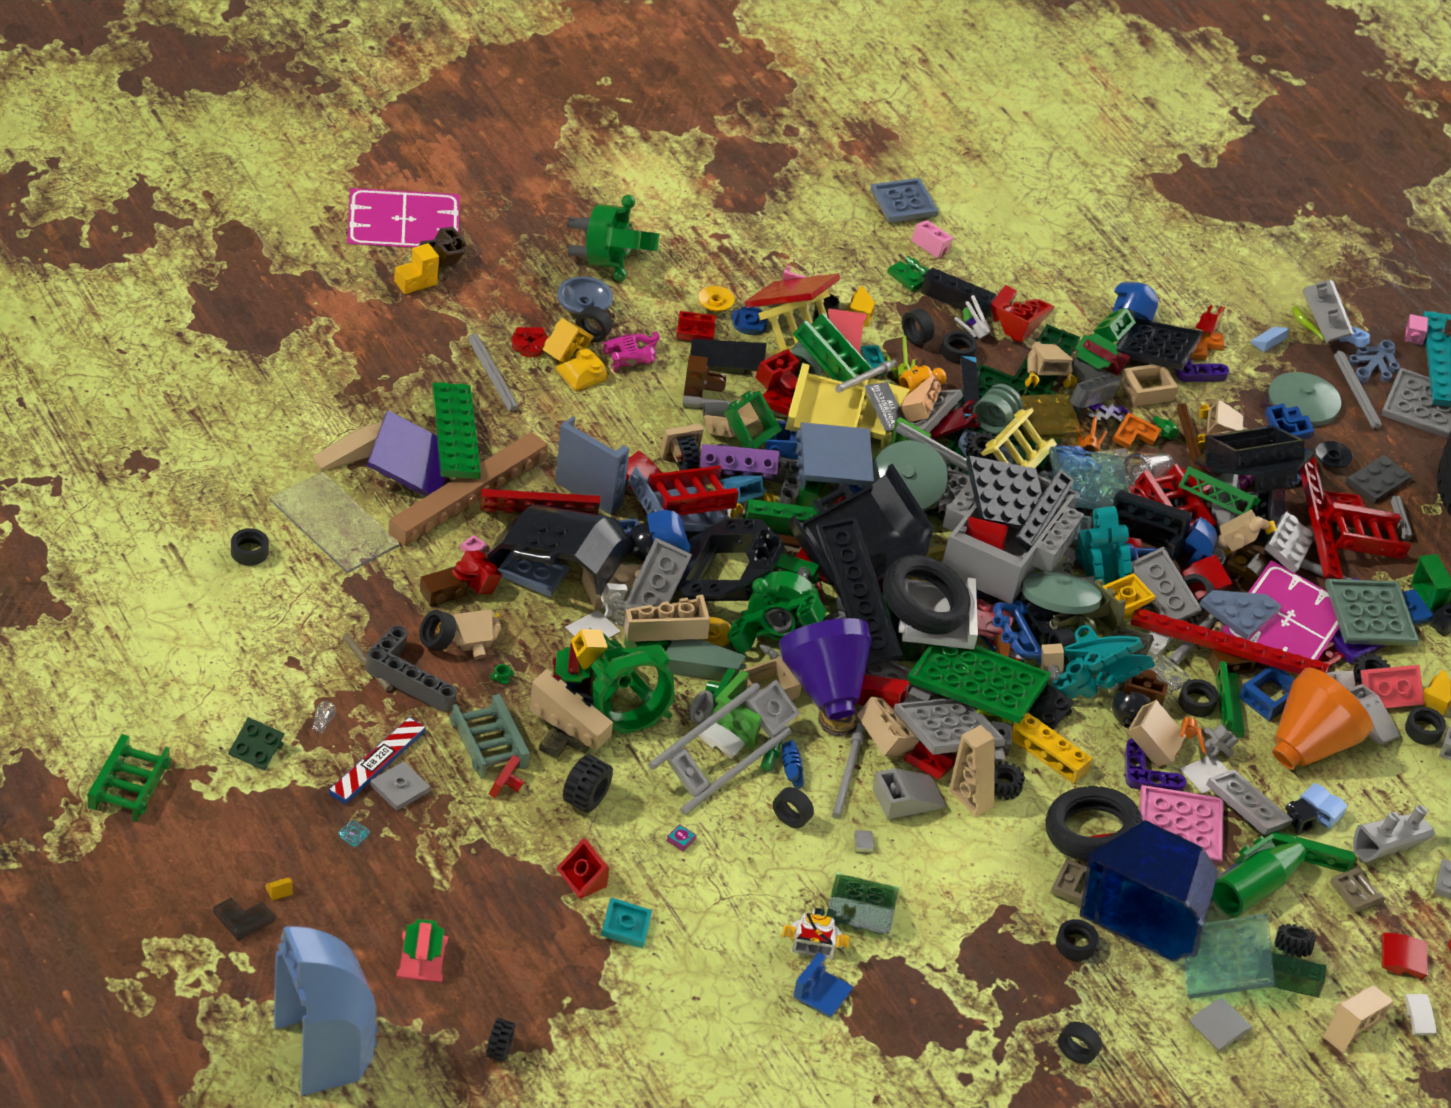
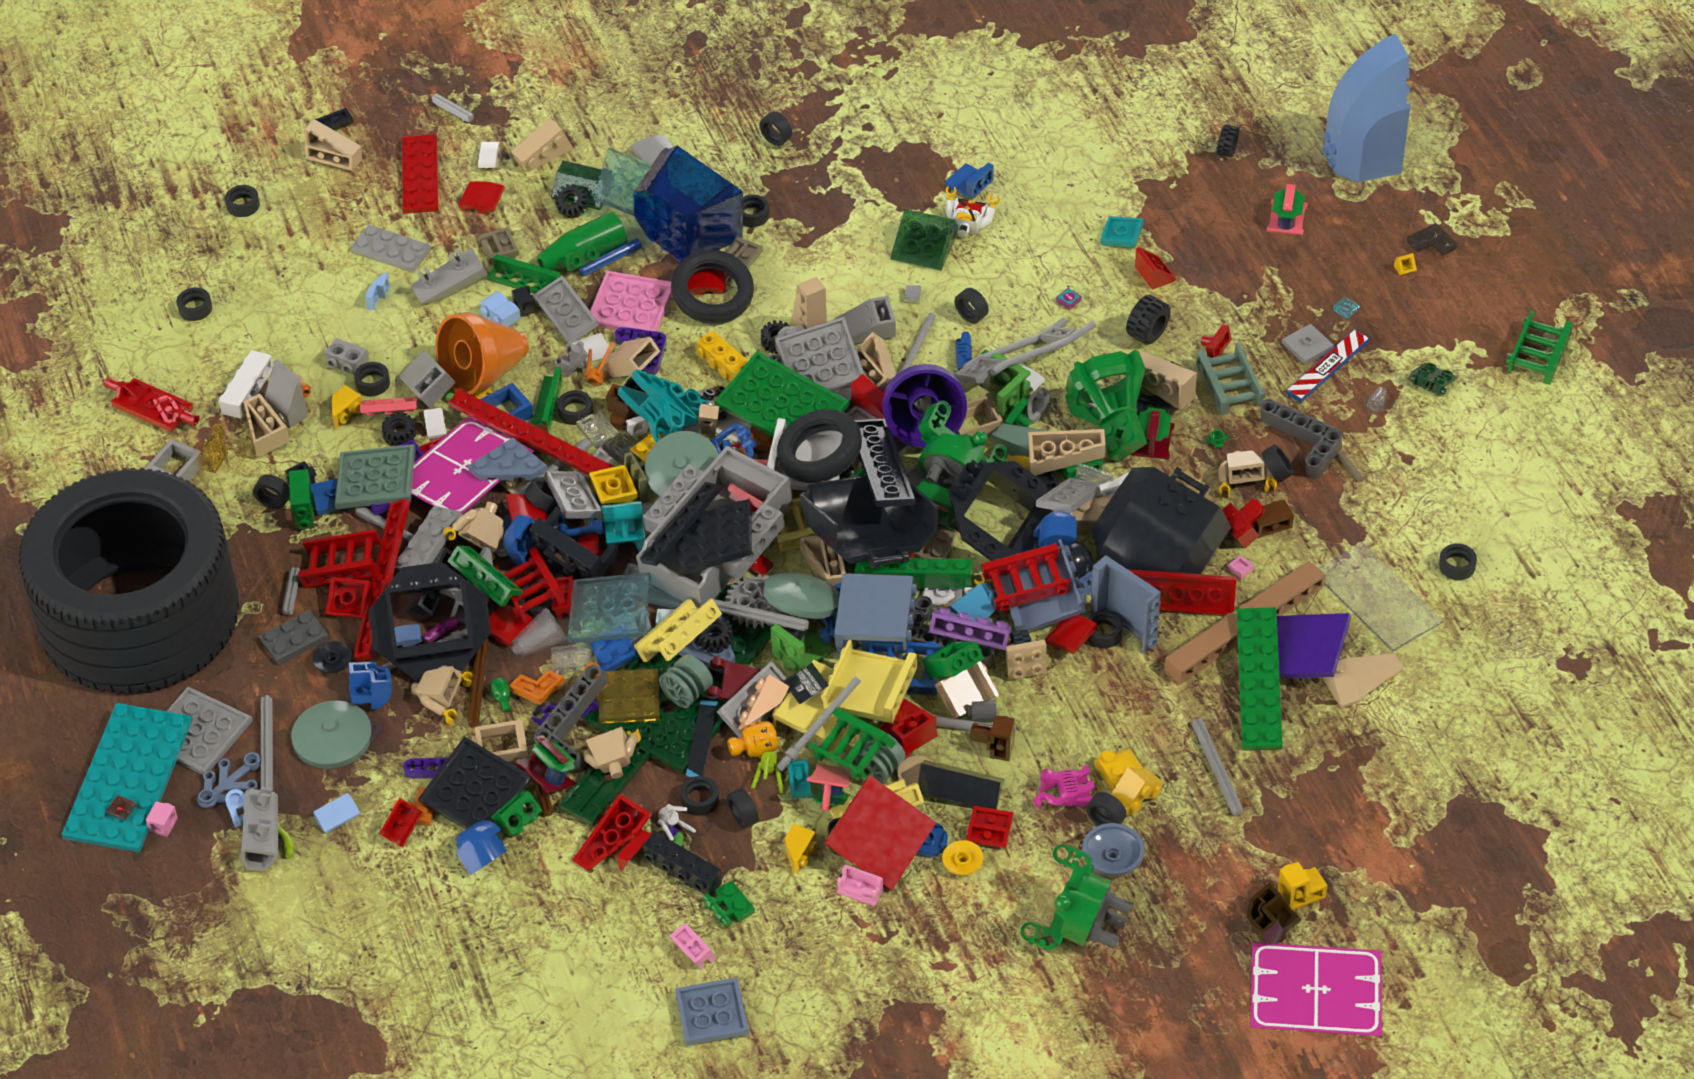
camera: 165 degrees left, 5 degrees up
(521, 339) = (1179, 798): red plate -> none
(588, 646) = (1145, 402): yellow slope -> none

